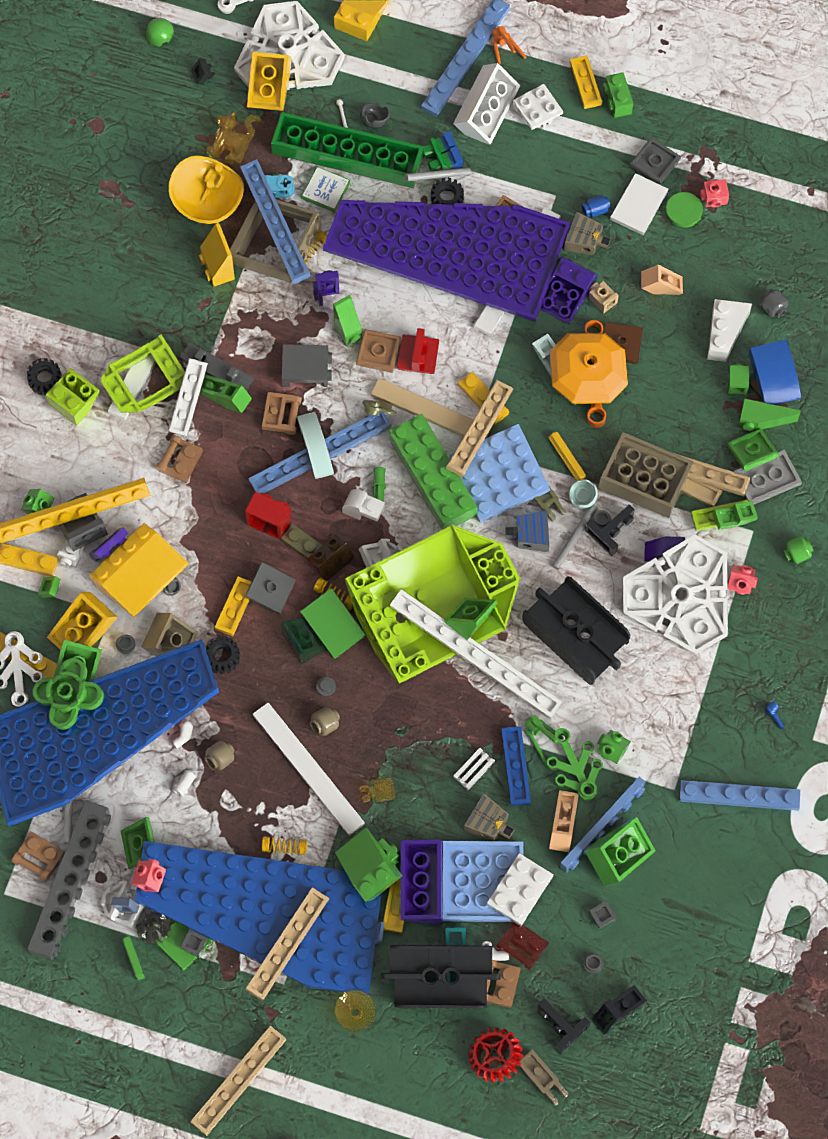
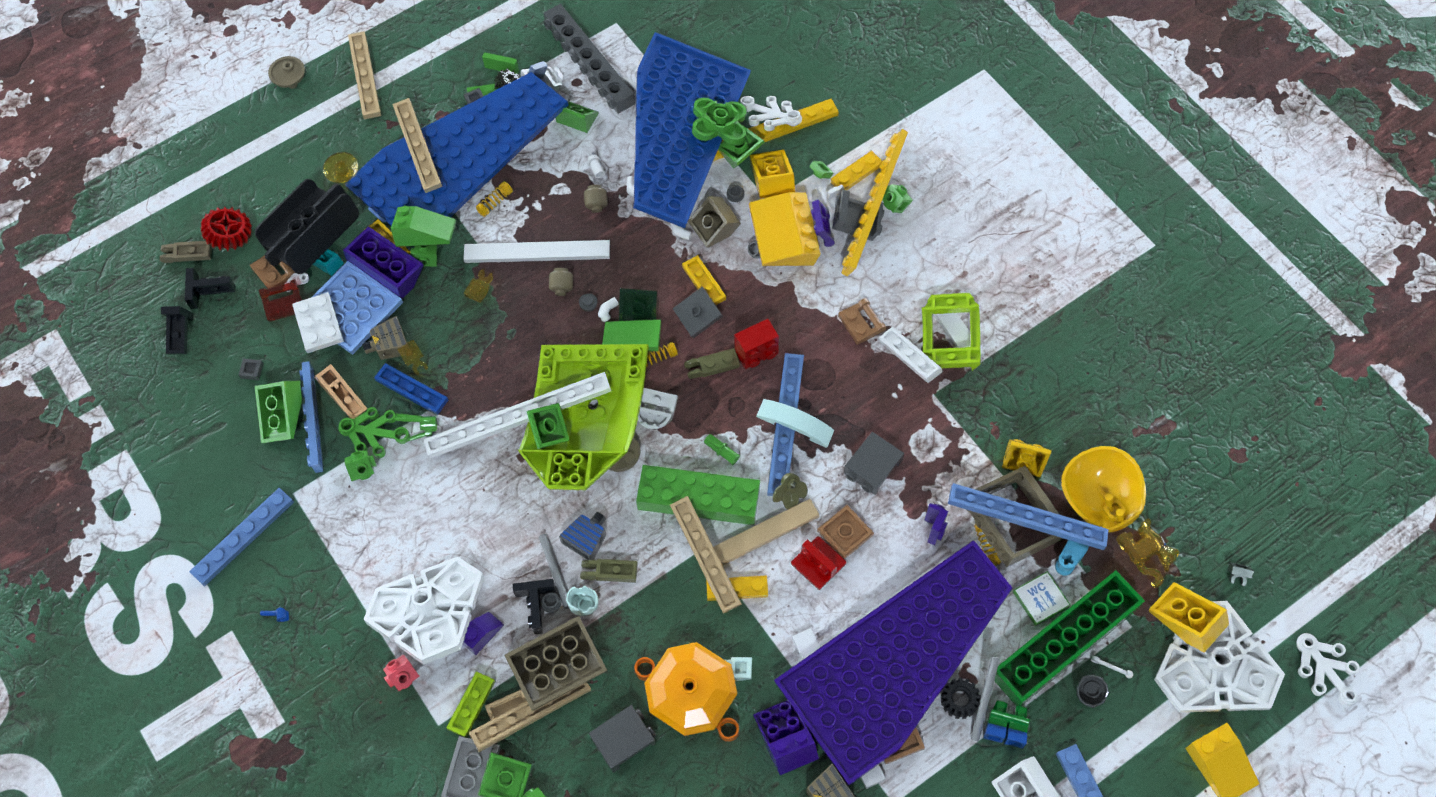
camera: 130 degrees right, 5 degrees down
(39, 367) = (1013, 261): black tyre -> none
(42, 851) = (623, 58): medium nougat plate -> none
(72, 396) = (973, 272): lime slope -> none
(148, 875) = (534, 79): coral brick -> none
(159, 31) = (1310, 565): bright green hair -> none
(216, 366) = (923, 398): dark grey hinge -> none
(225, 393) = (894, 385): bright green slope -> none
(226, 644) = (672, 239): black tyre -> none
(275, 410) = (849, 414): medium nougat plate -> none
(321, 668) = (604, 309): none -> white arm
(331, 557) = (687, 369): dark brown bracket -> none
(347, 321) = (886, 515): slope -> none
(360, 504) = (712, 418): white brick -> none
(484, 756) = (434, 347): white tile -> none
(488, 784) = (411, 355): none -> clear yellow plate
(503, 474) = (653, 551): light blue plate -> none
(567, 456) = (629, 616): yellow axle -> none
(585, 656) = (446, 492): black piece -> none
(593, 963) = (225, 339): dark grey plate -> none
(605, 301) = (750, 768): tan brick -> none
(628, 338) = (698, 750): reddish brown plate -> none
(659, 392) = (622, 737): none -> dark grey panel
(735, 516) = (457, 711): bright green slope -> none
(798, 549) = (385, 745): bright green head -> none

